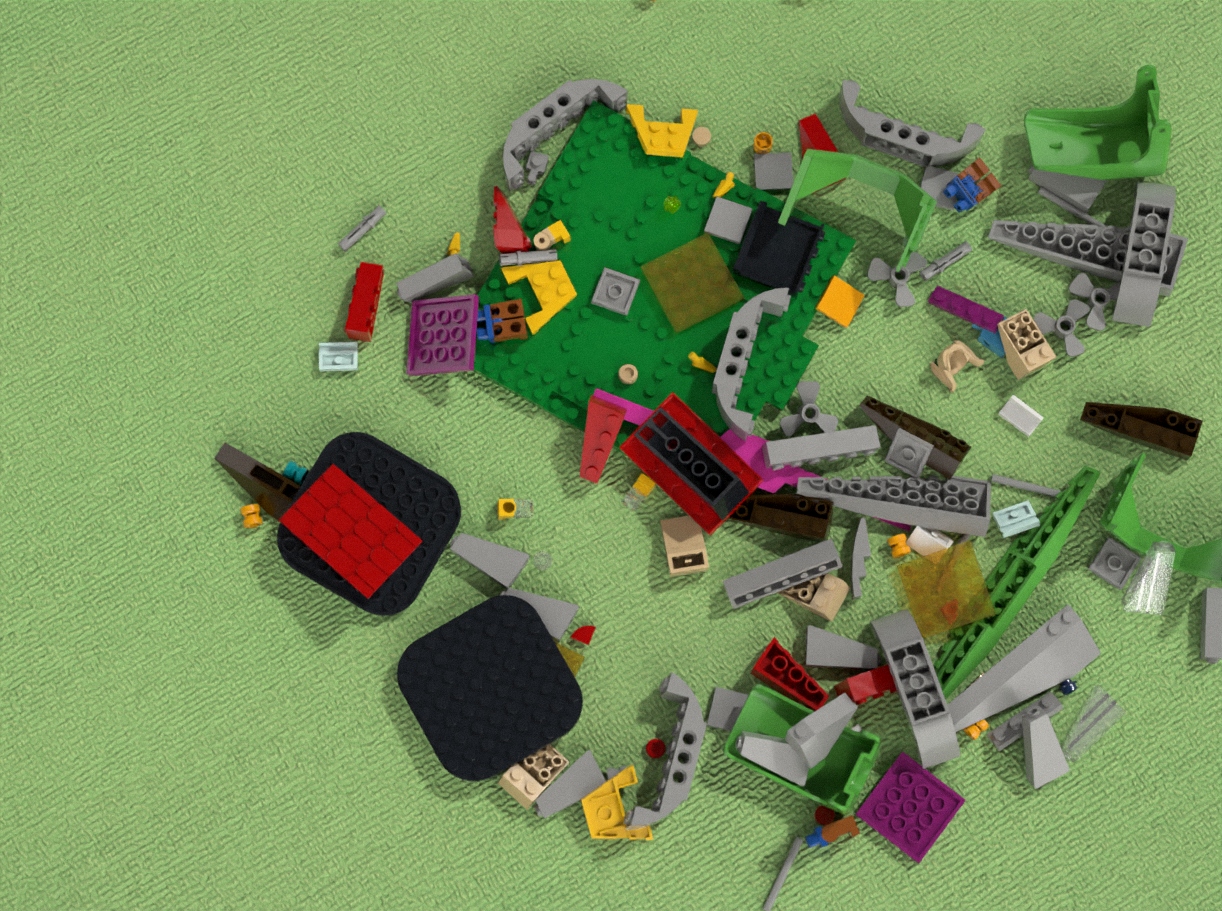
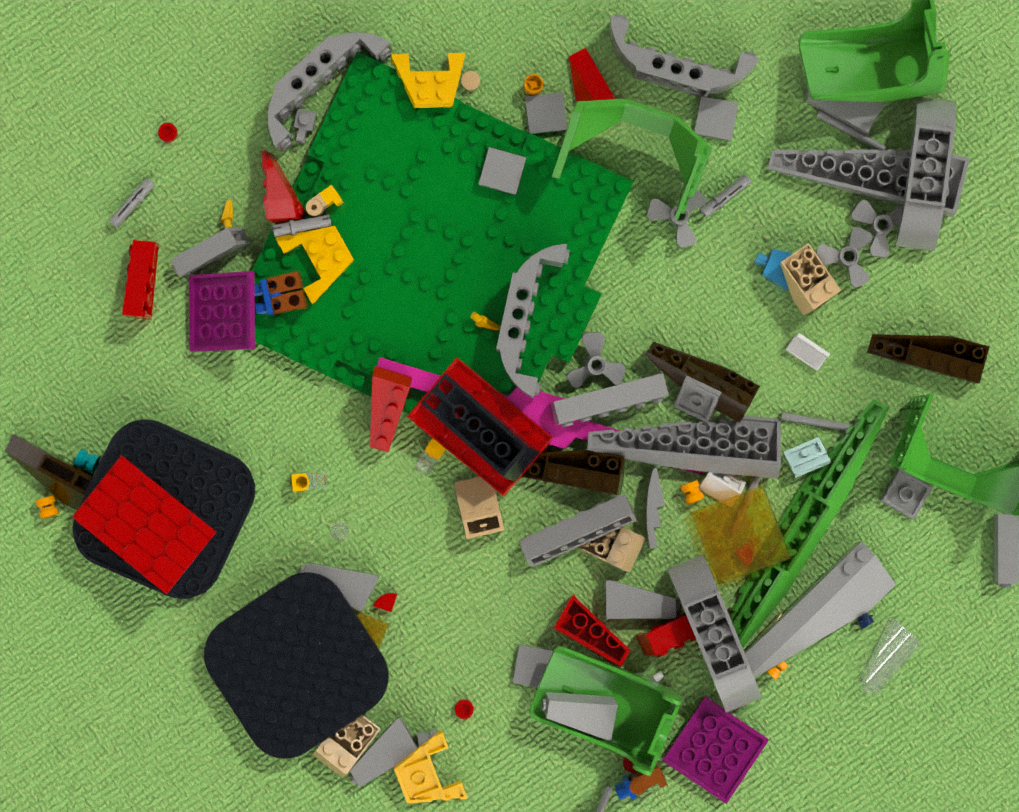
camera: 10 degrees left, 10 degrees up
(338, 356) = (119, 338): light aqua plate -> none
(402, 165) = (168, 132): none -> red tile
(491, 559) = (289, 534): light grey slope -> none
(615, 291) = (393, 253): light grey tile -> none
(628, 374) = (411, 338): tan tile -> none
(672, 204) = (444, 158): clear neon green plate -> none
(690, 727) = (482, 758): light grey slope -> none
(692, 282) = (470, 239): clear yellow plate -> none
(725, 185) = (497, 134): yellow bar -> none
(778, 253) = (555, 205): black panel -> none
(819, 731) = (622, 690): light grey wedge -> none
(839, 301) = (620, 246): light orange tile -> none
(951, 361) = (736, 299): tan hair -> none
(965, 309) = (748, 246): magenta plate -> none
(966, 191) = (743, 121): hips -> none
(1013, 728) = (824, 659): light grey plate -> none
(1042, 750) = (841, 688): light grey slope -> none
(1151, 582) = (943, 514): clear slope -> none

